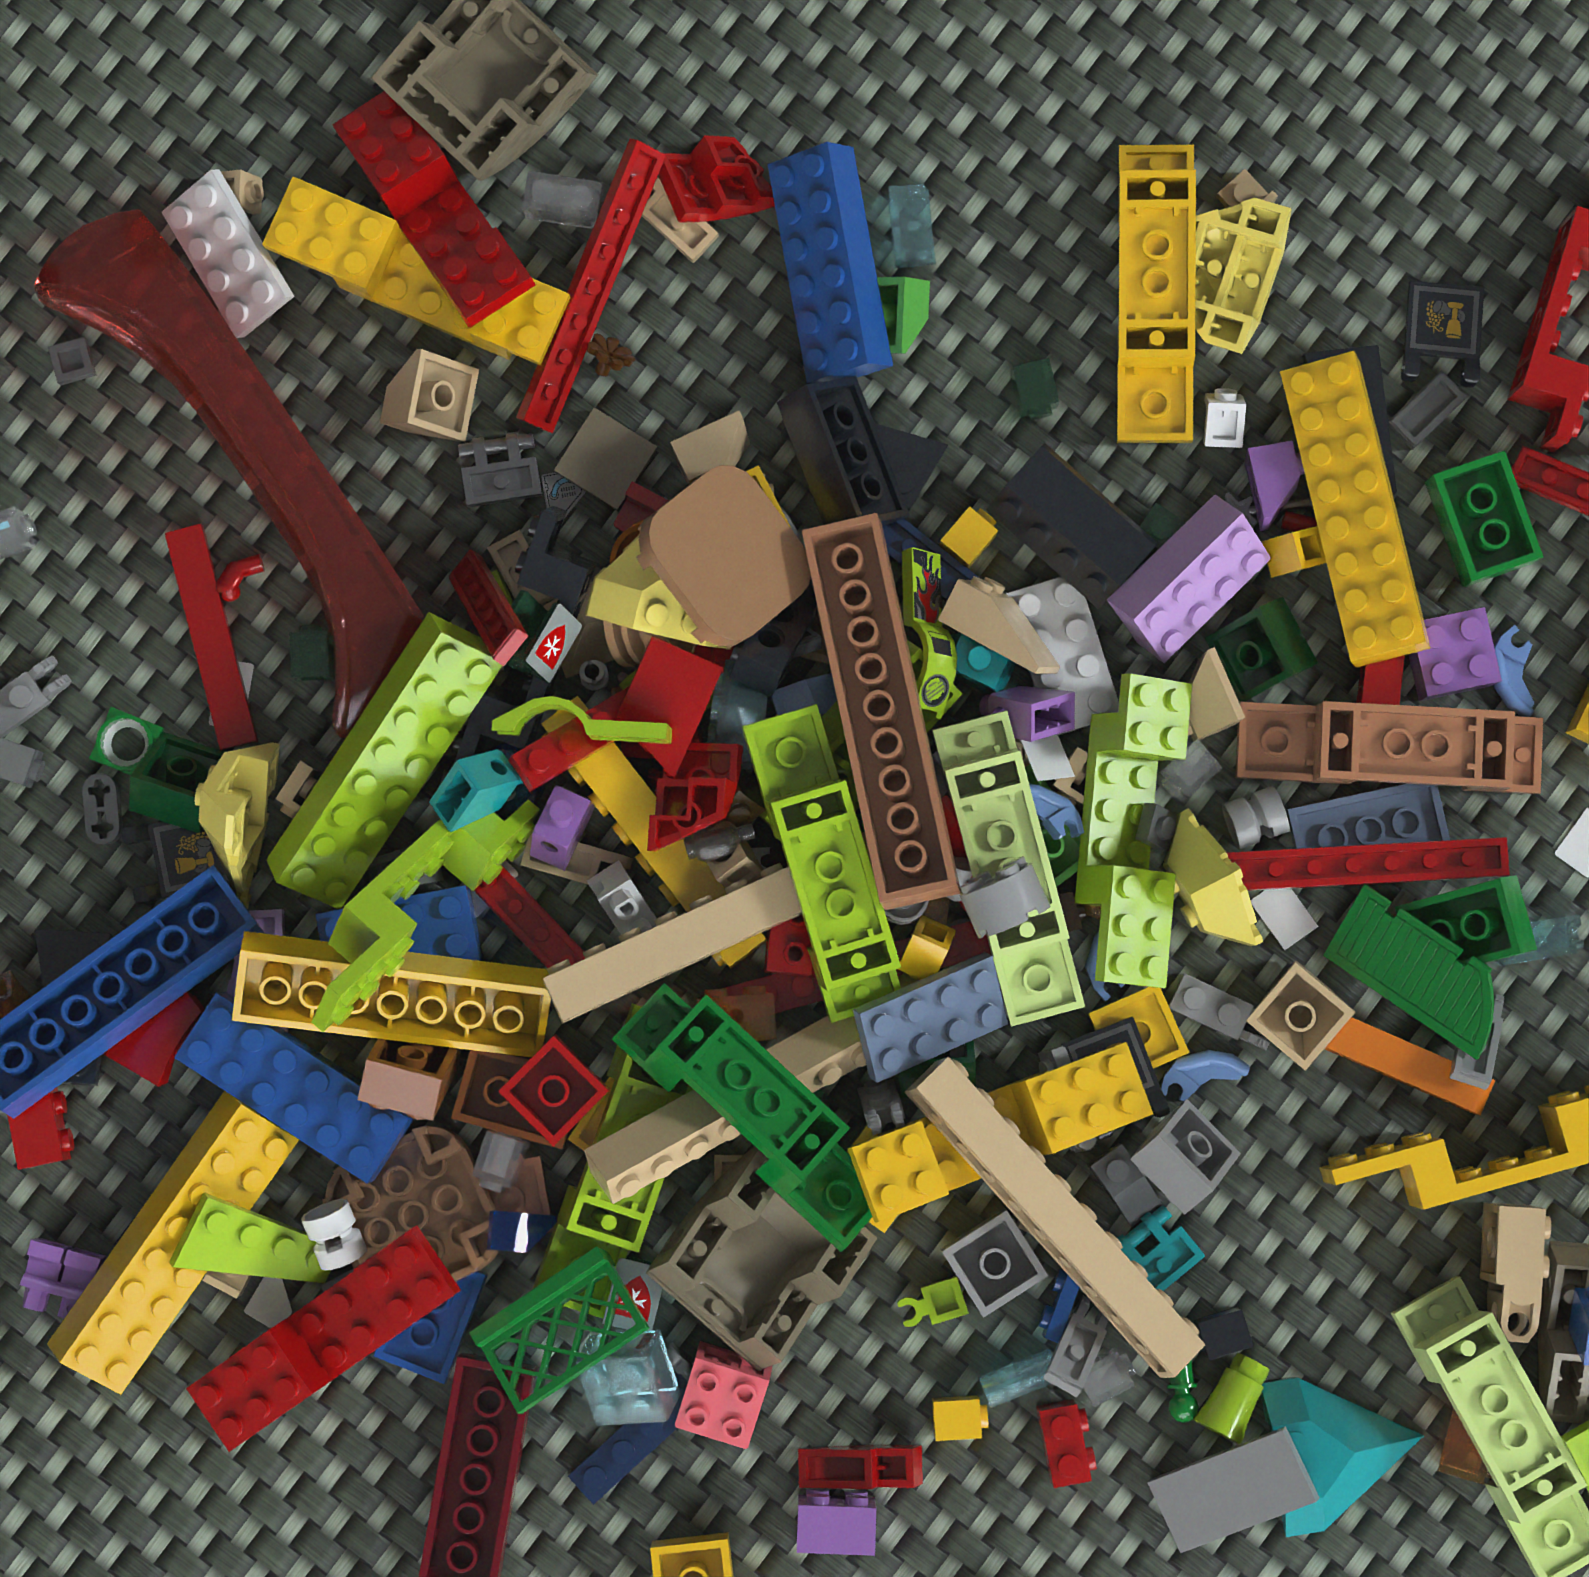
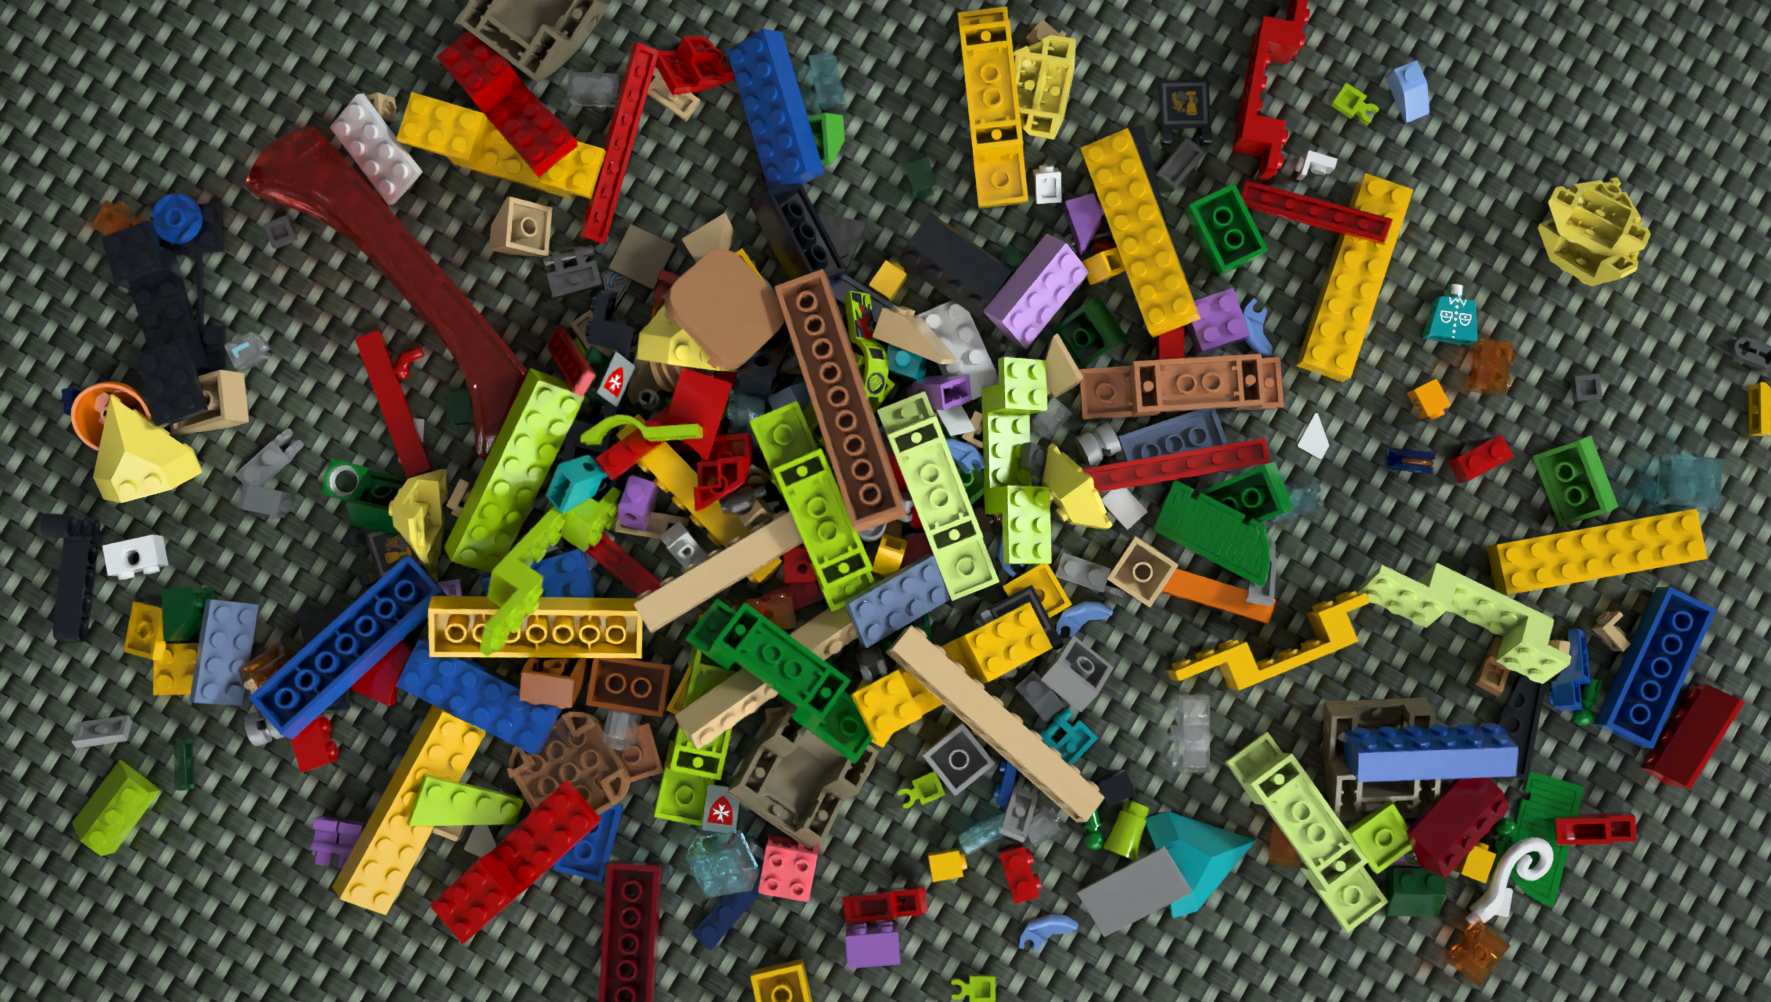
camera: 10 degrees left, 0 degrees up
(111, 807) = (327, 527): dark grey beam -> none
(333, 1231) = (508, 787): white wheel -> none
(517, 1230) = (638, 774): clear blue slope -> none
(542, 1301) = (656, 823): green fence -> none
(554, 1090) = (651, 678): red brick -> none
(609, 354) = (636, 187): reddish brown plant -> none
(1003, 899) = (935, 516): light grey brick -> none
(1094, 1527) = (1043, 927): none -> medium blue piece
(1344, 1265) = (1191, 733): none -> clear brick
(1514, 1264) = (1303, 720): tan brick -> none

